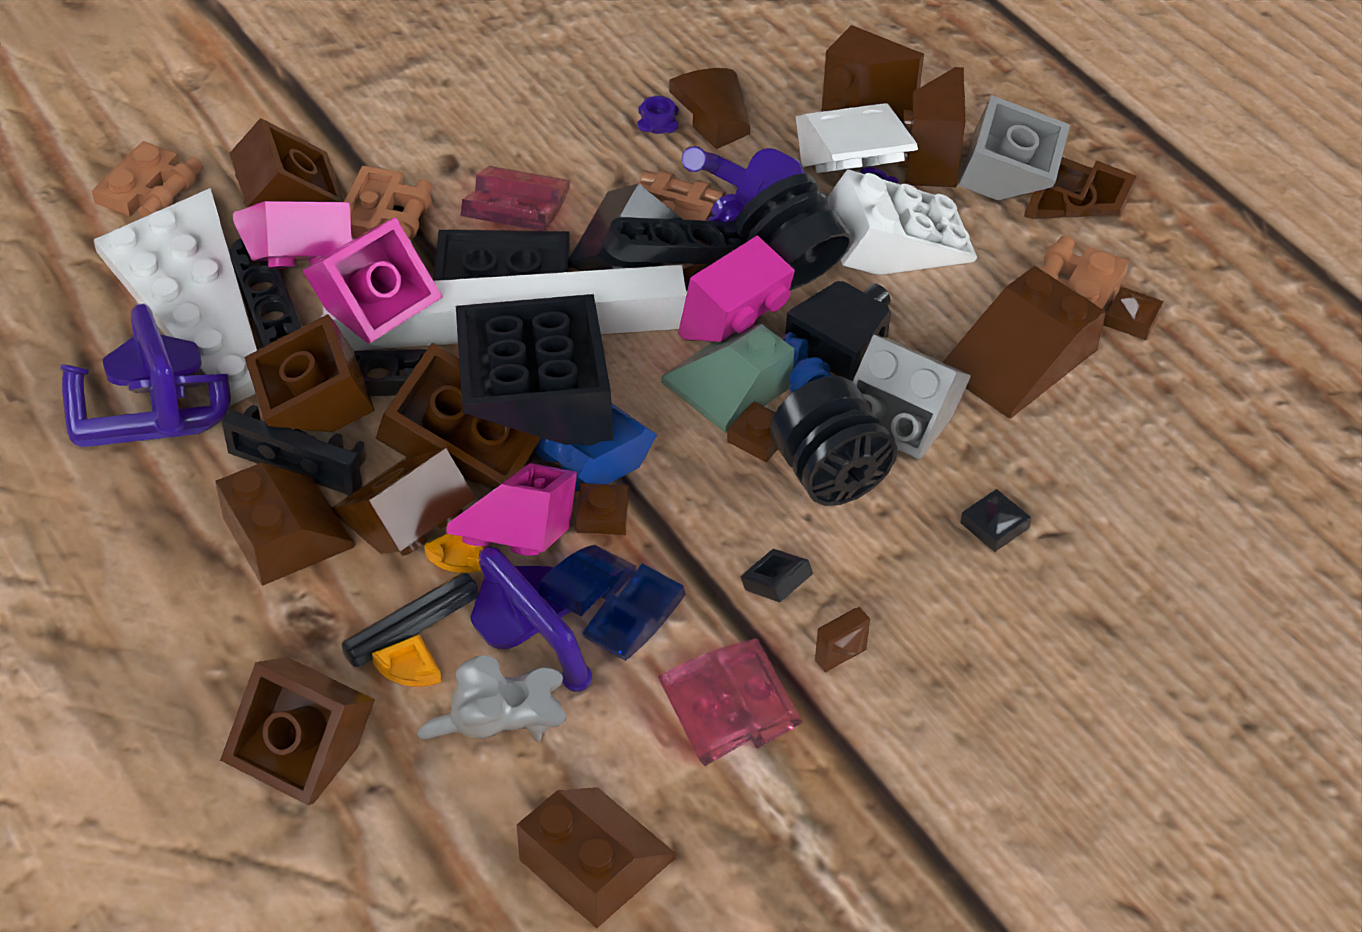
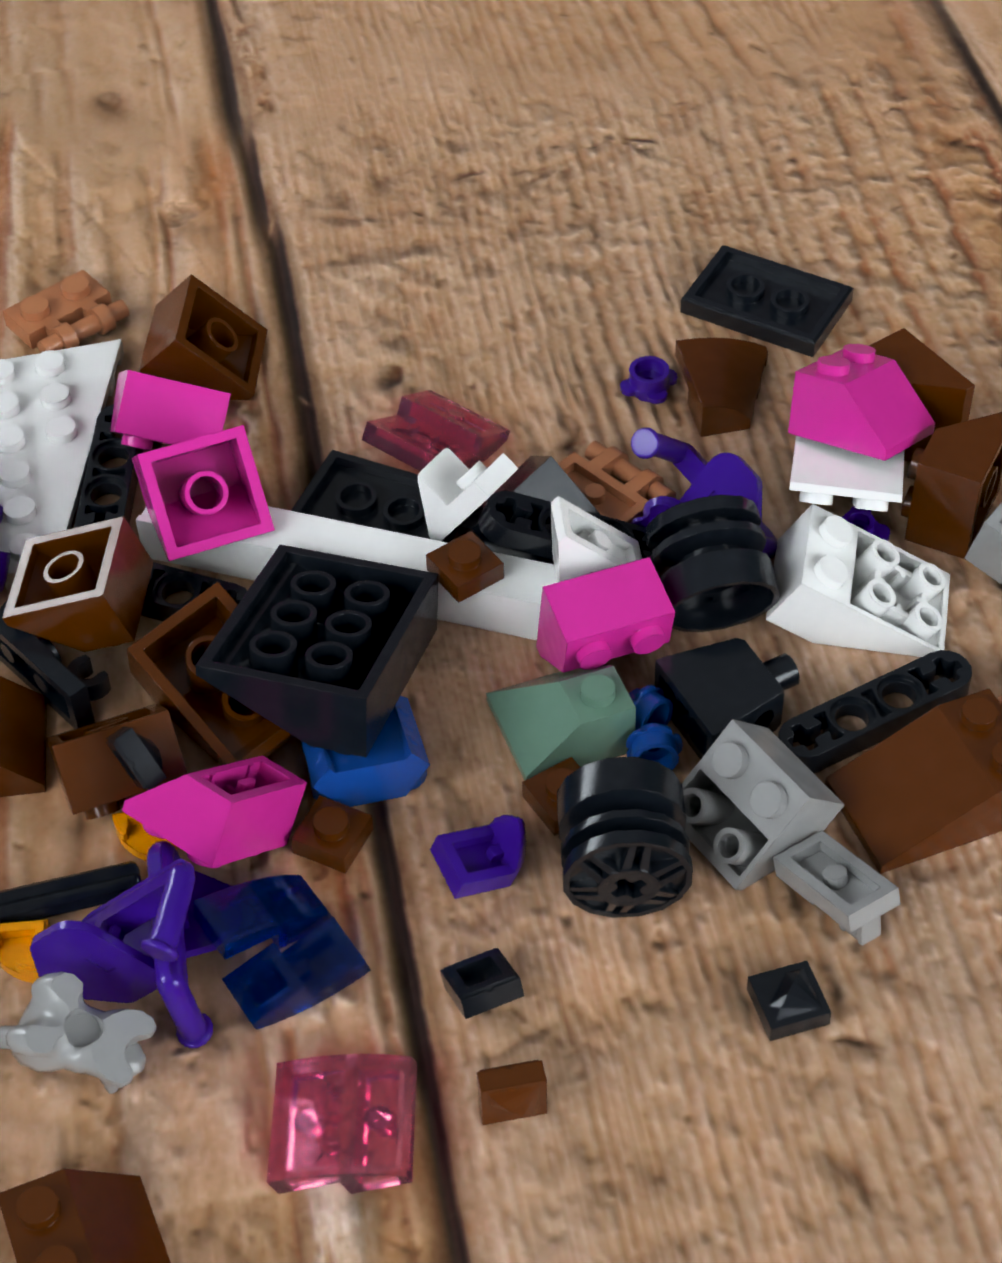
camera: 25 degrees right, 0 degrees up
(377, 193) = (277, 399): nougat plate -> none
(441, 489) = (137, 756): none -> black tile
(485, 630) = (95, 945): none -> dark purple piece
(575, 233) = (454, 492): none -> white slope
(610, 283) = (465, 566): none -> reddish brown plate
(696, 242) = (586, 543): none -> white slope
(713, 35) = (767, 300): none -> black tile
(731, 487) = (481, 856): none -> dark purple plate
(850, 87) = (858, 404): none -> dark pink slope
(957, 312) = (868, 704): none -> black beam
(993, 429) = (838, 884): none -> light grey hinge

